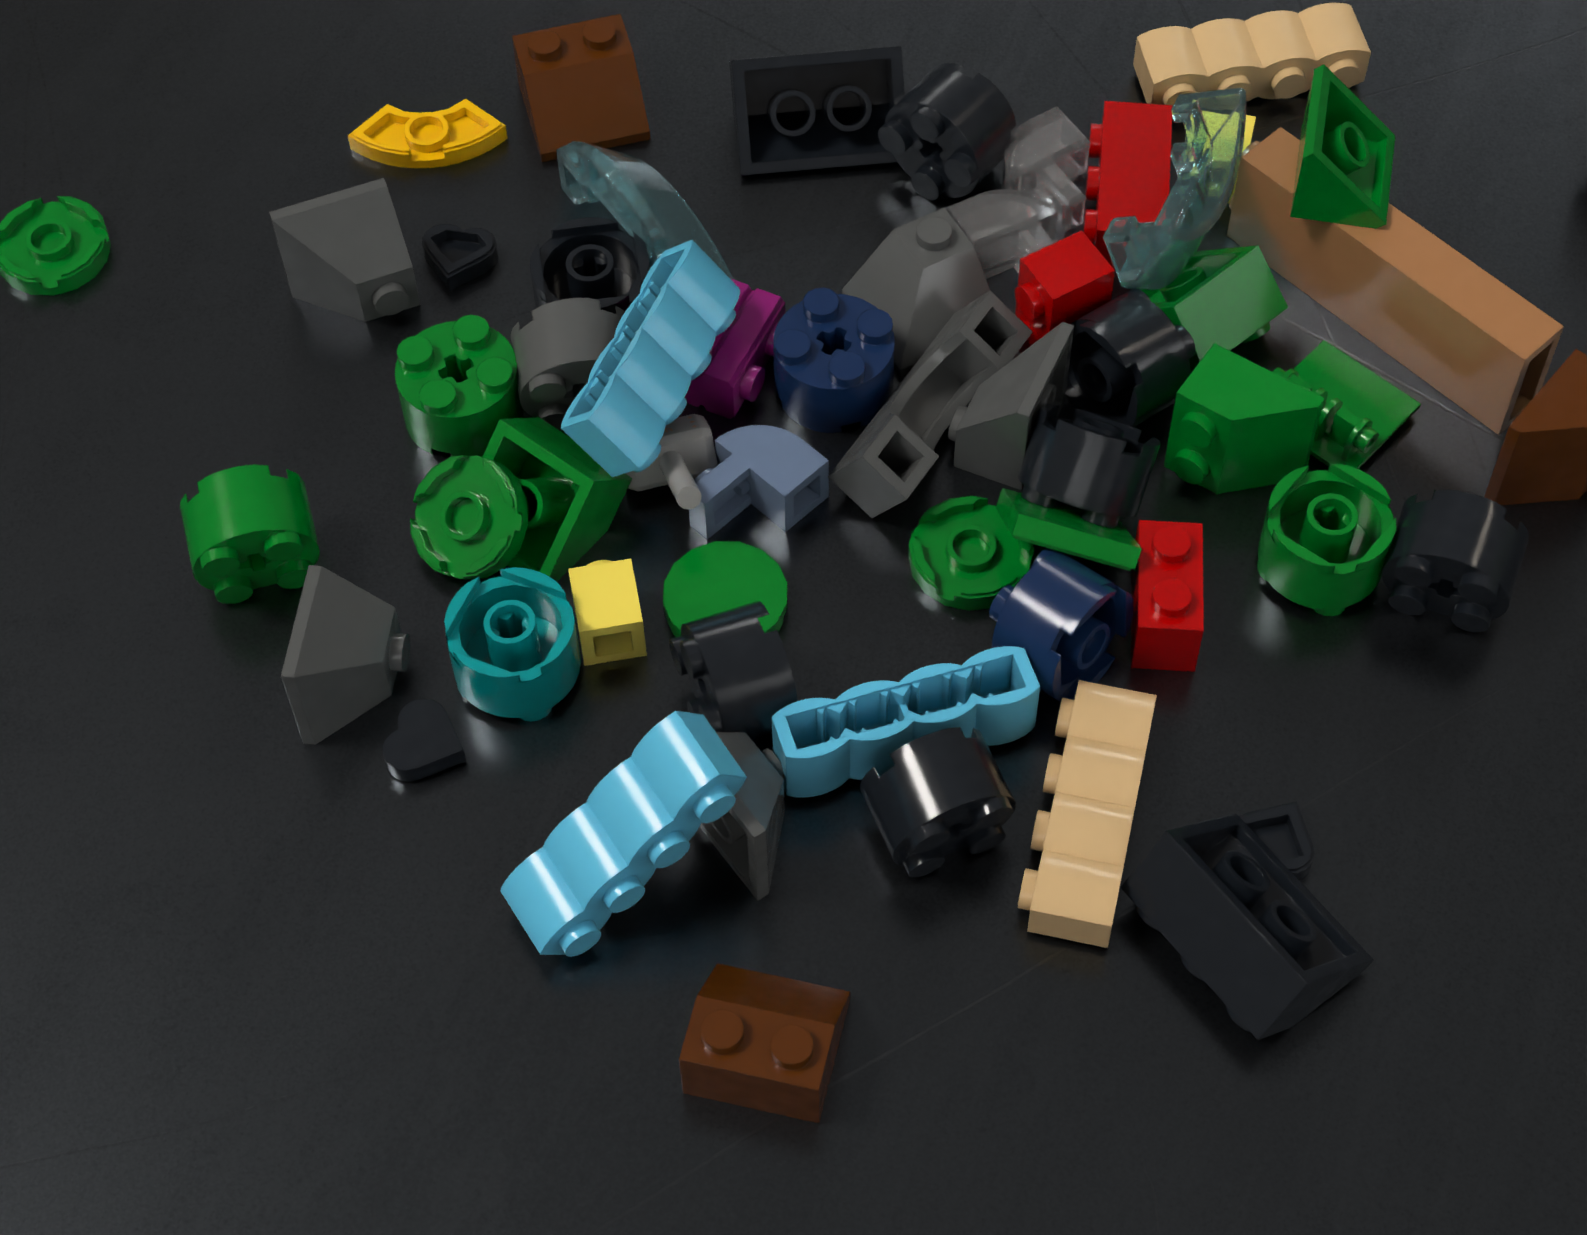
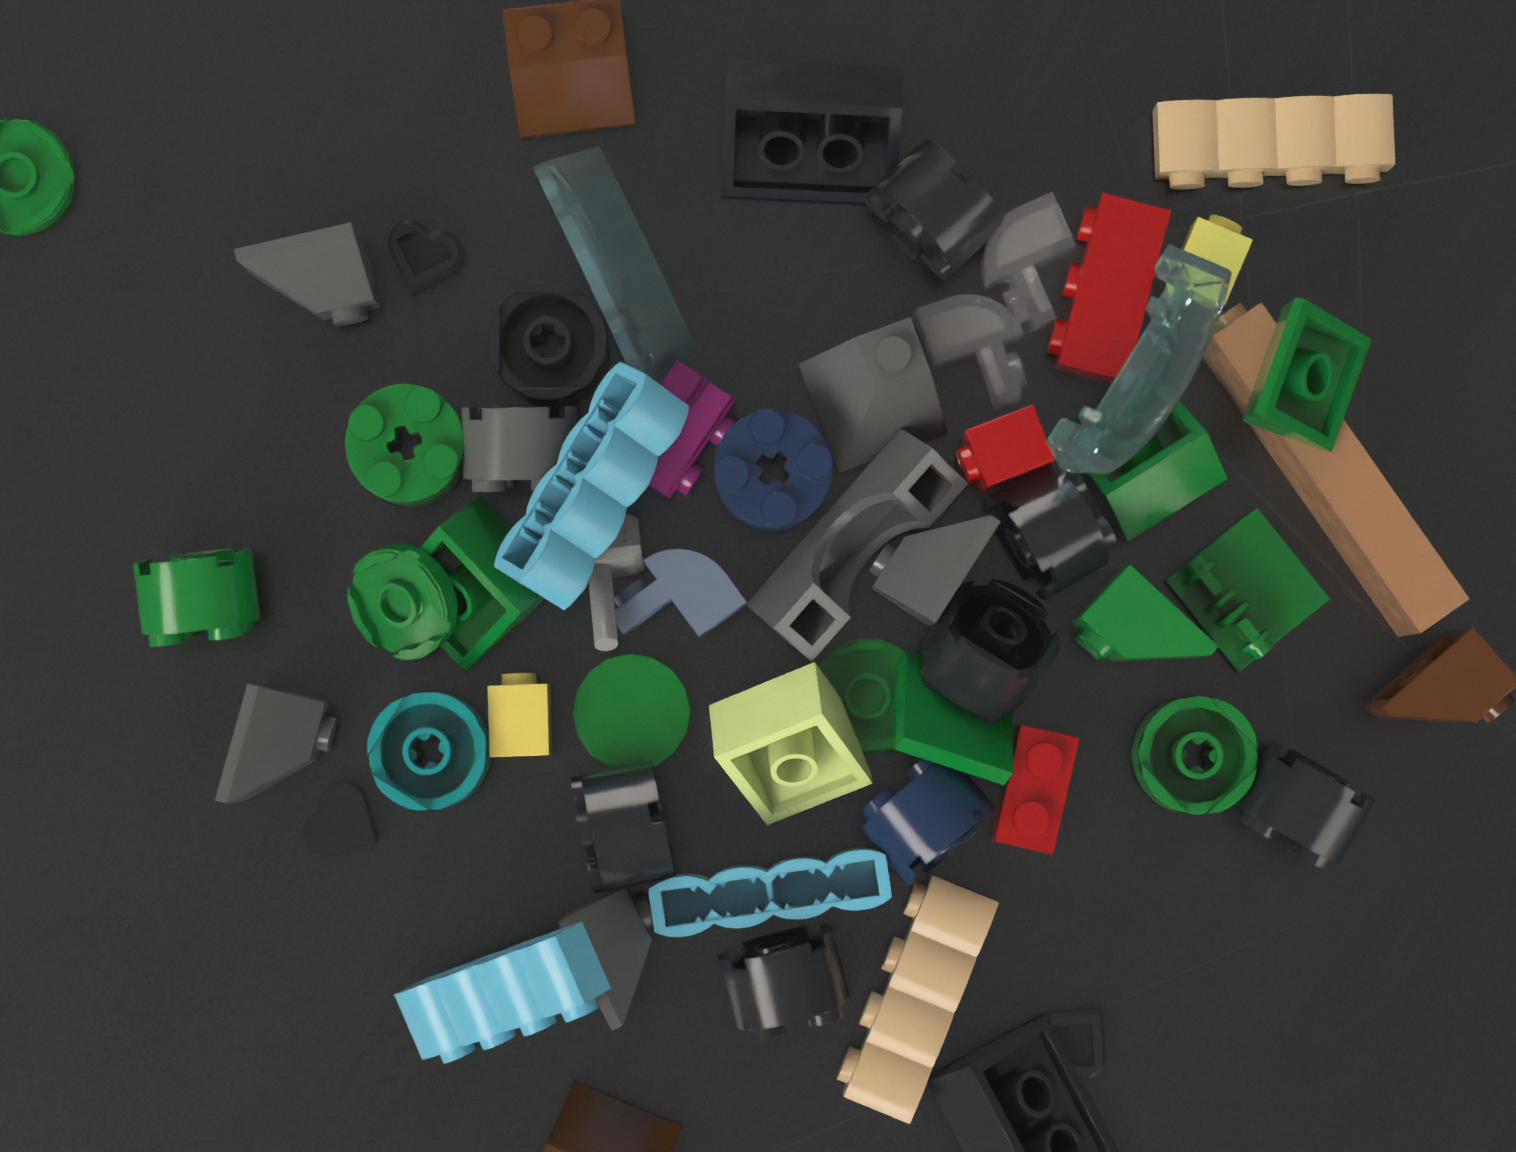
camera: 10 degrees right, 30 degrees up
(427, 137) = (406, 94): yellow tile -> none
(900, 587) = (788, 744): none -> yellowish green slope

